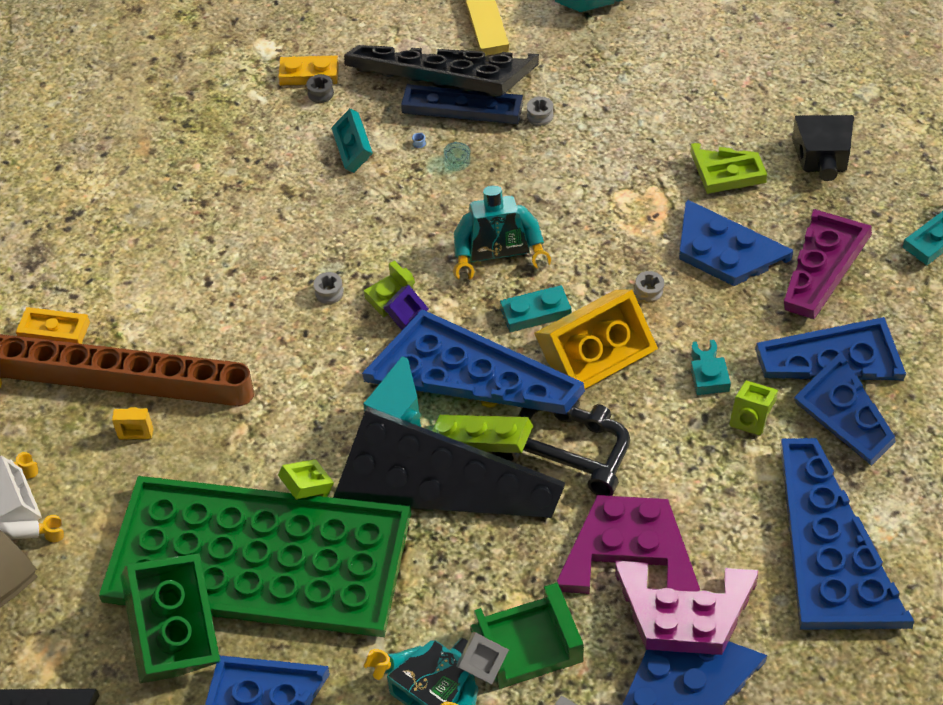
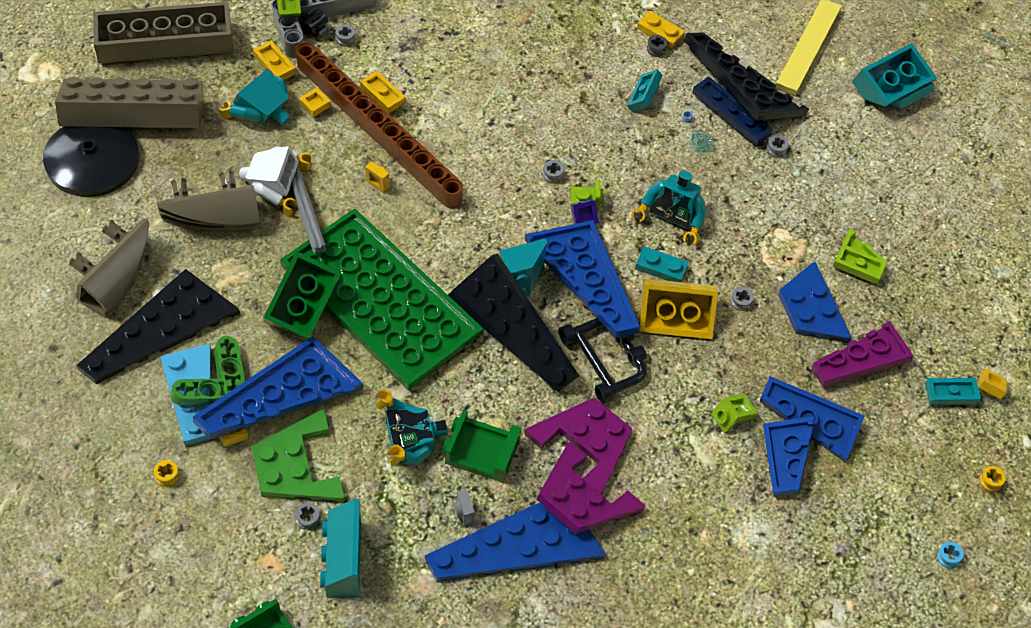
camera: 30 degrees right, 5 degrees up
(88, 520) = (307, 214): none -> light grey axle
(306, 479) = (438, 273): lime bracket -> none
(482, 657) = (440, 437): light grey plate -> none
(486, 432) = (559, 315): lime plate -> none
(709, 372) = (729, 374): teal plate -> none
(823, 143) = (937, 285): black torso -> none
(832, 555) = (695, 532): blue wing -> none

